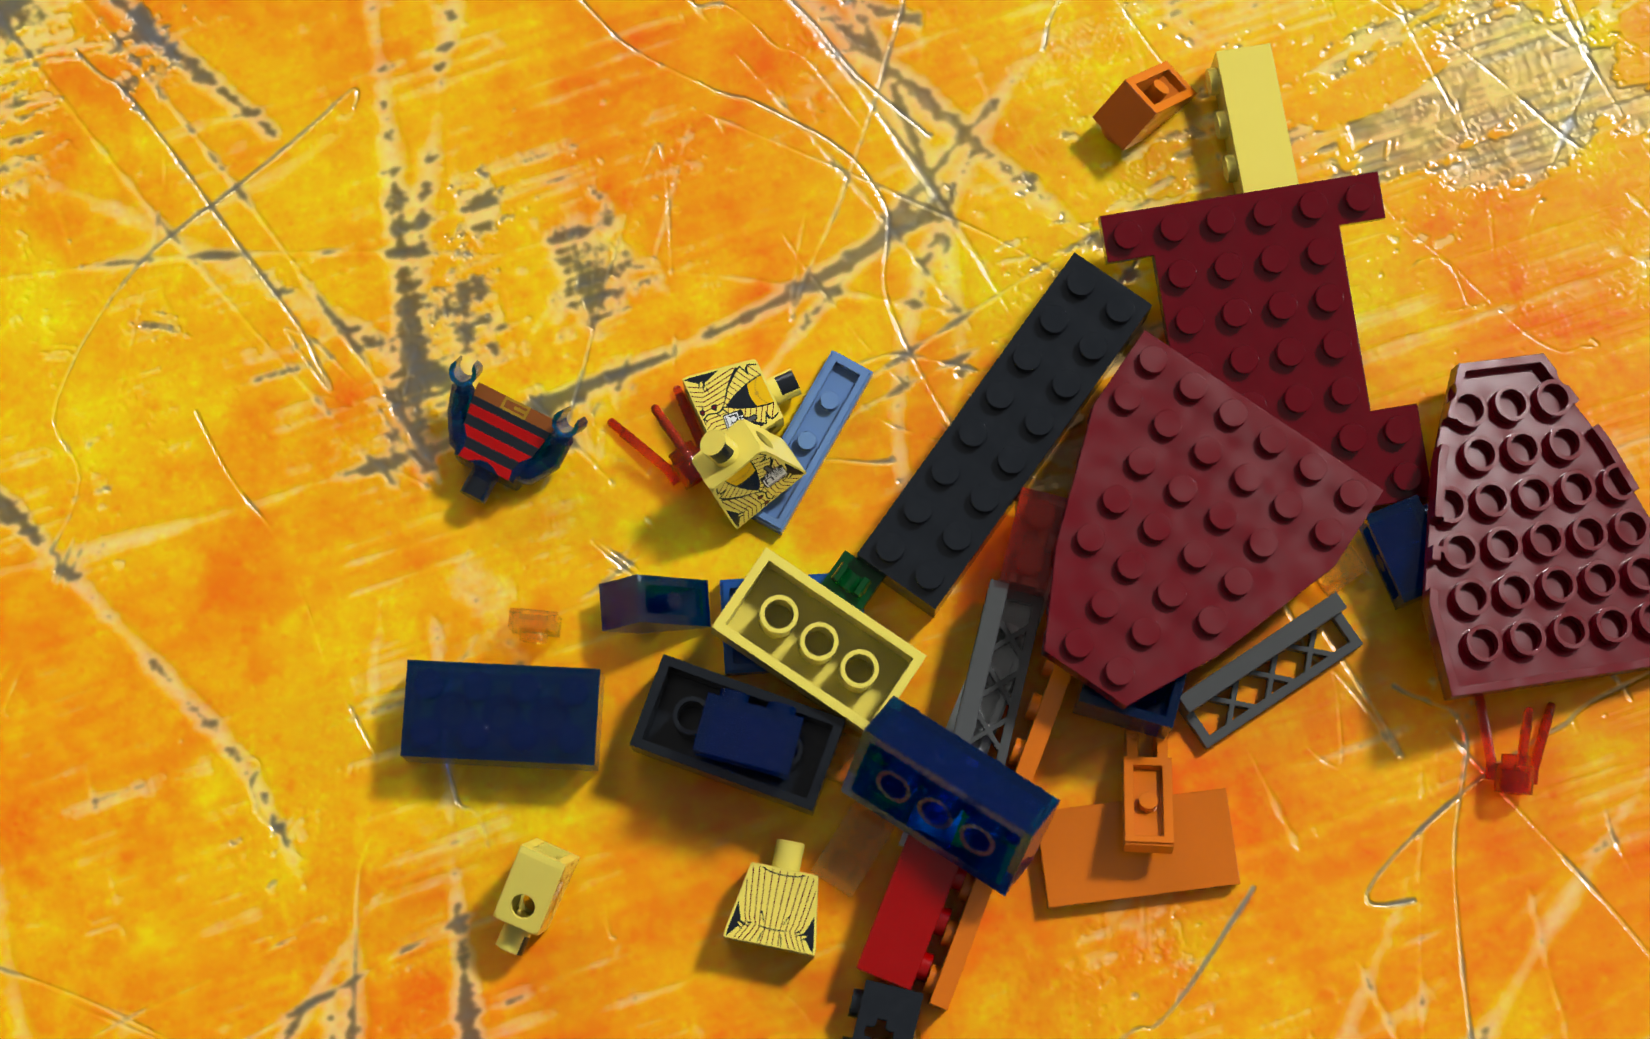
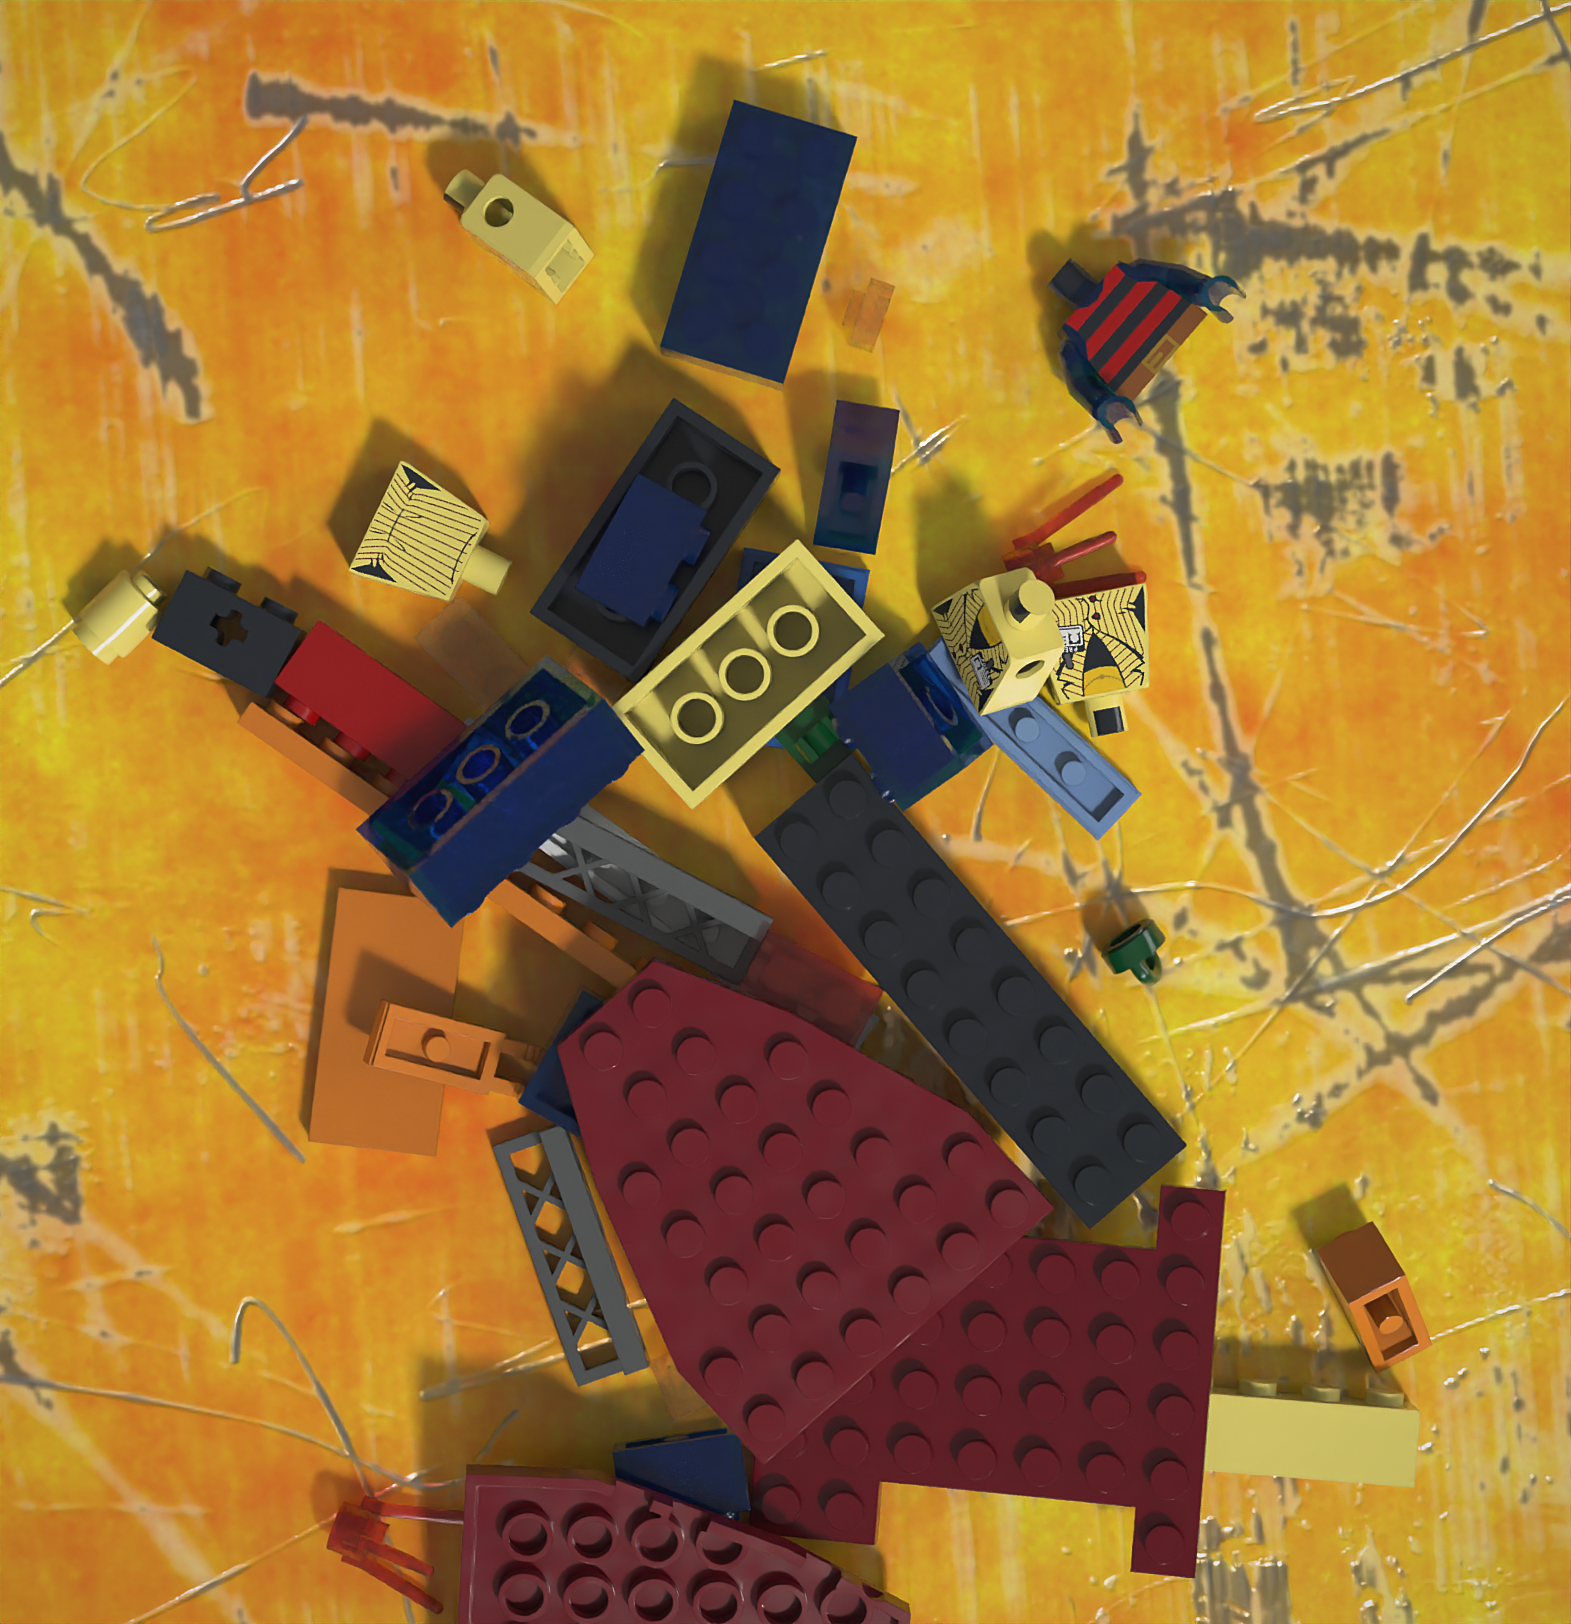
camera: 100 degrees right, 10 degrees up
(827, 518) = (909, 727): none -> clear blue brick
(944, 326) = (1136, 951): none -> dark green tile

